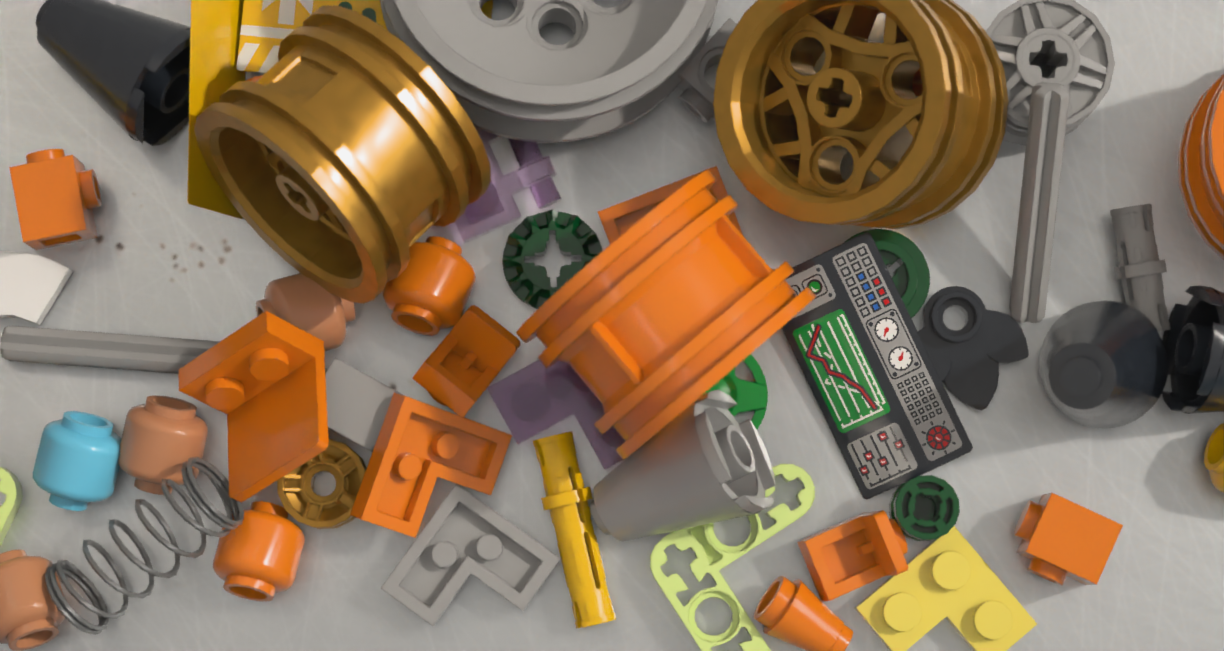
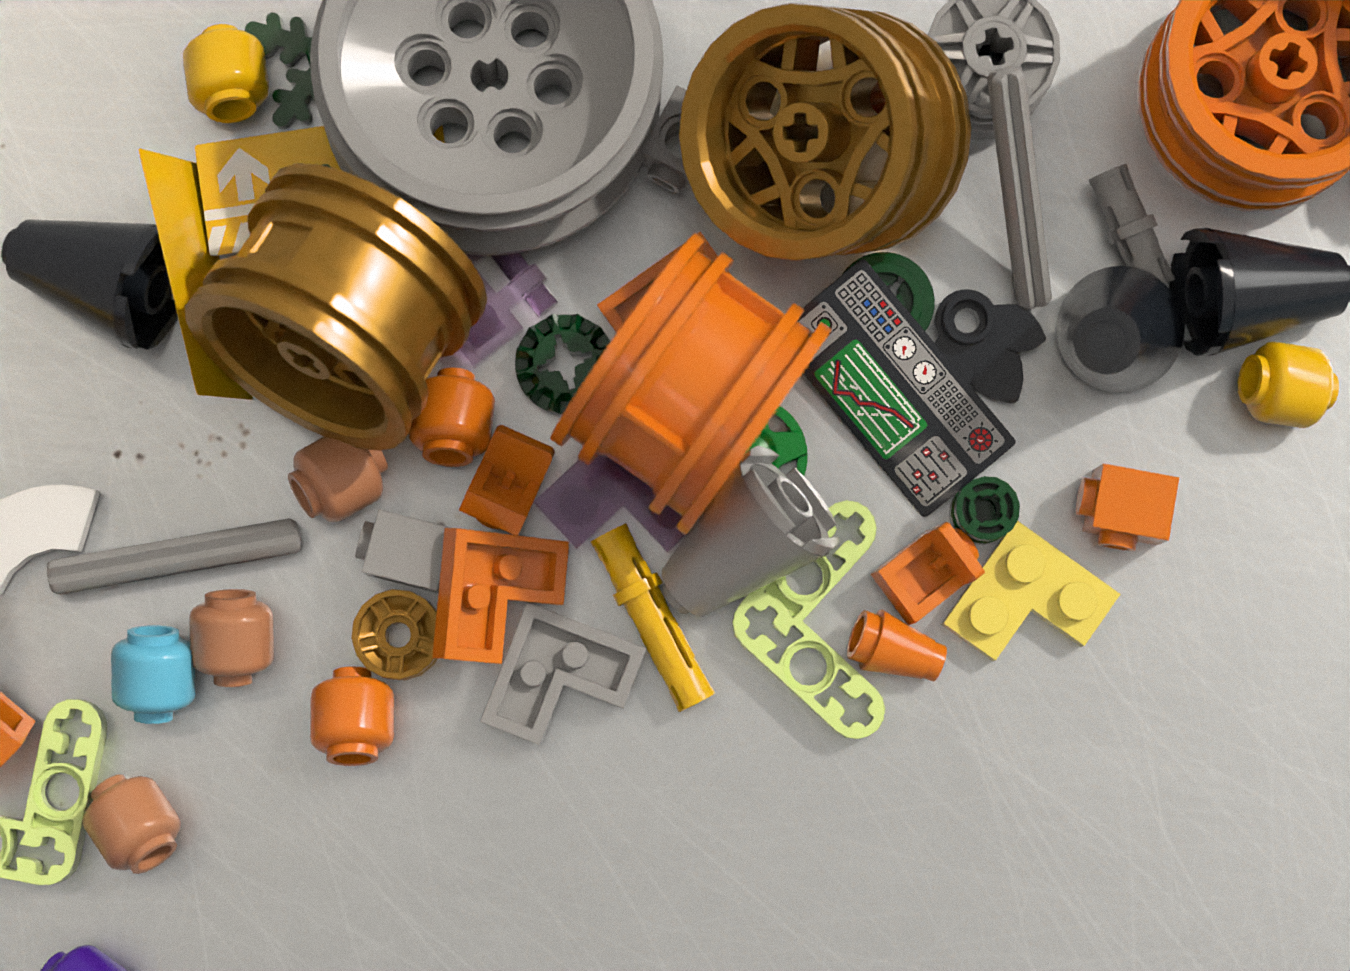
camera: 20 degrees left, 0 degrees up
(55, 199) = (65, 425): orange brick -> none
(99, 606) = (168, 781): dark grey piece -> none
(274, 399) = (328, 562): orange bracket -> none

